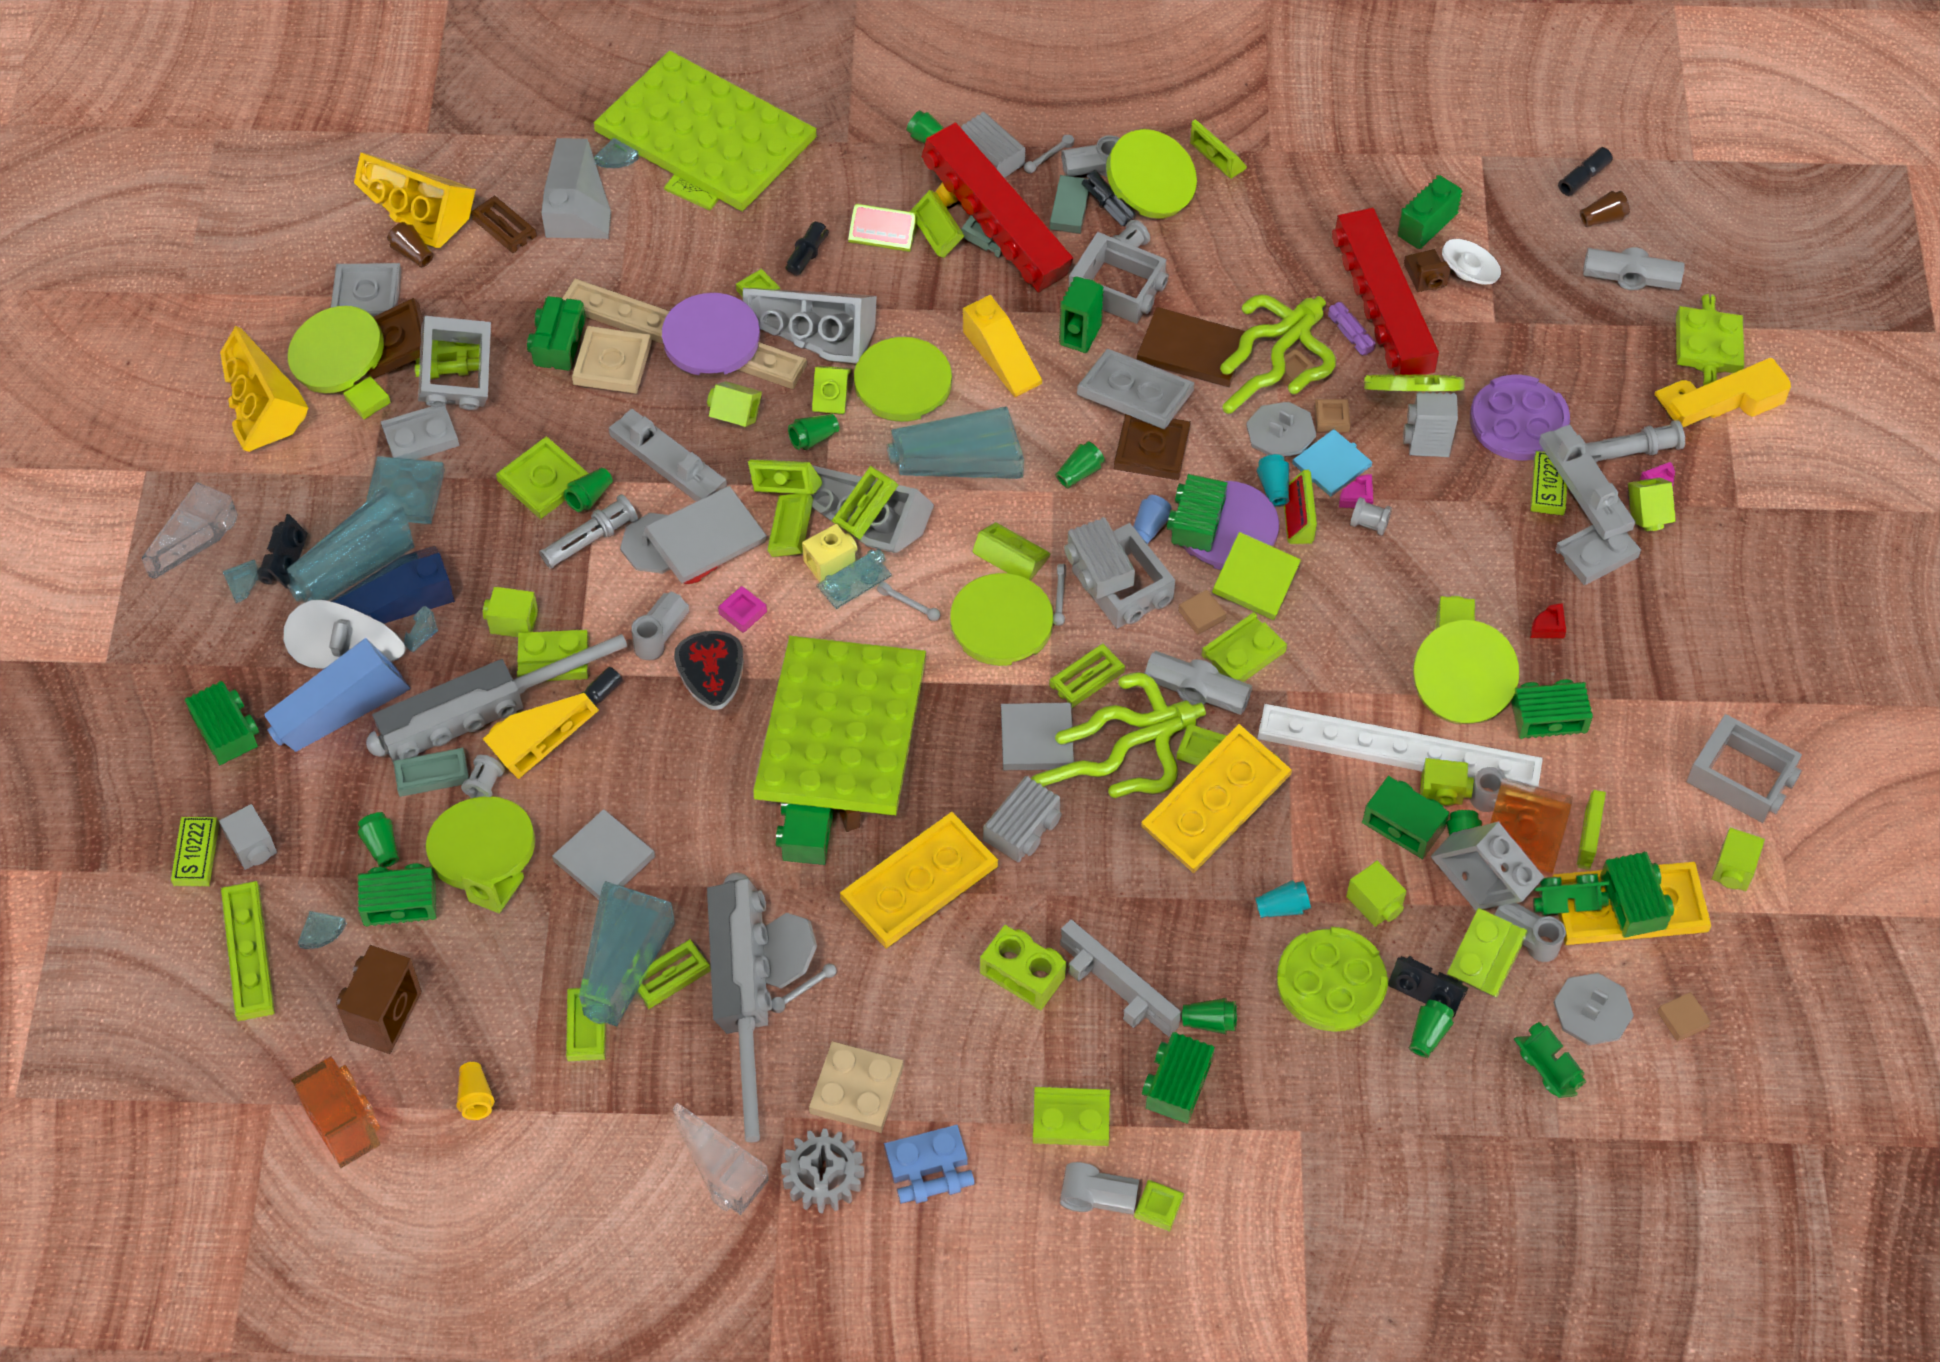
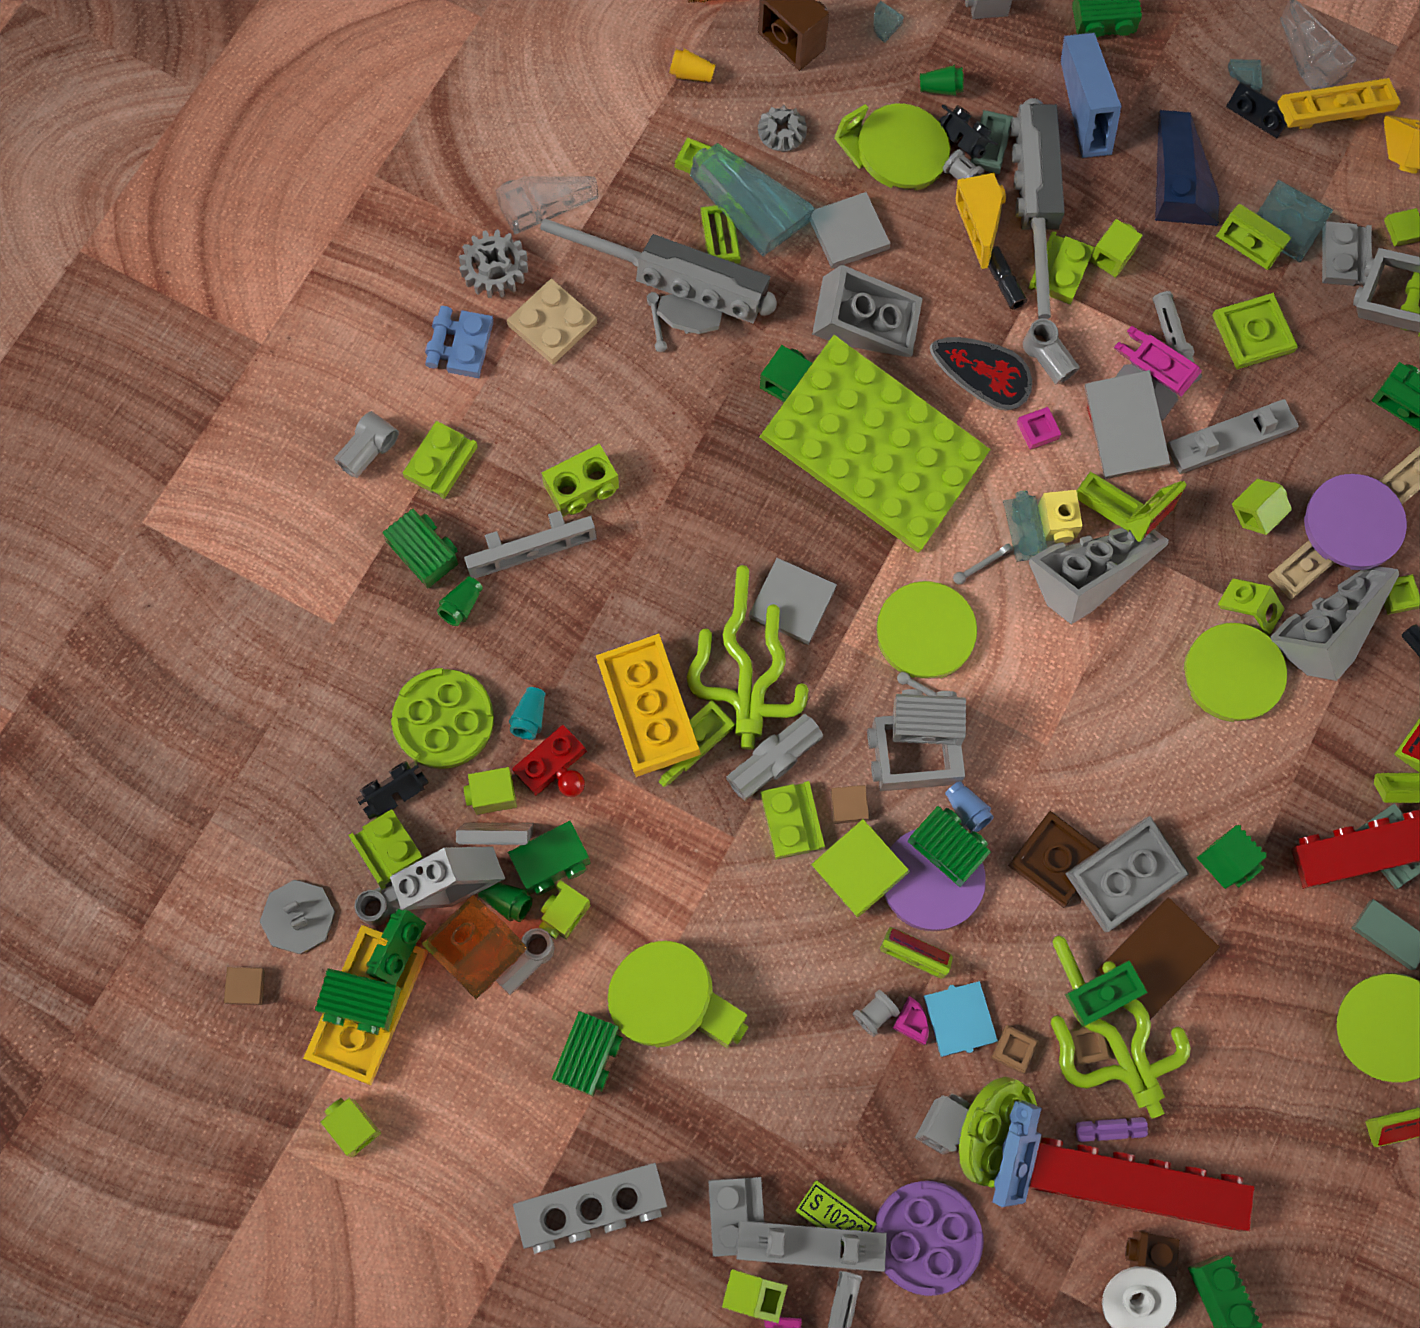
camera: 115 degrees right, 15 degrees up
(256, 481) = (1338, 103): none -> yellow hinge
(325, 630) = (1151, 118): shield -> none
(353, 550) = (1233, 151): clear light blue slope -> none
(397, 895) = (885, 73): green brick -> none
(422, 630) = (1133, 180): clear light blue tile -> none
(440, 507) = (1253, 236): none -> lime slope
(440, 776) = (975, 136): none -> black hinge
(518, 981) = (784, 139): none -> light grey gear
(586, 490) = (1222, 355): green cone -> none
(611, 359) = (1363, 432): tan plate -> none
(628, 526) = (1163, 362): none -> dark pink hinge
(699, 796) = (867, 313): none -> light grey slope
(812, 430) = (1206, 562): green cone -> none
(868, 504) = (1086, 557): lime tile -> none
(918, 879) = (703, 443): yellow plate -> none
(959, 446) = (1128, 684): clear light blue slope -> none
(1000, 345) = (1232, 773): yellow slope -> none
(1010, 551) = (996, 674): lime slope -> none
(1022, 819) = (713, 544): light grey brick -> none
(1057, 682) = (838, 700): lime tile -> none
(1080, 464) = (1060, 777): green cone -> none
(1104, 194) = (1400, 963): black axle -> none
(1128, 258) = (1298, 907): light grey window -> none
(1132, 237) = (1316, 964): light grey bush -> none
(1159, 1205) = (333, 486): lime tile -> none
(1254, 354) = (1105, 993): none -> green plate
(1274, 477) = (960, 946): teal cone -> none
(1281, 429) = (1020, 990): light grey piece -> none
(1316, 863) = (550, 762): none -> red plate
(1388, 744) = (622, 901): white tile -> none
(1397, 363) = (1018, 1155): none -> medium blue hinge
(1417, 860) = (494, 833): none -> light grey tile
(1430, 1027) = (352, 766): green cone -> none
(1549, 623) = (681, 1117): red tile -> none
(1559, 1075) = (265, 840): green hinge -> none
(1591, 829) = (450, 1012): lime tile -> none
(1648, 645) = (533, 1212): none -> light grey brick
(1760, 748) = (388, 1201): light grey window -> none

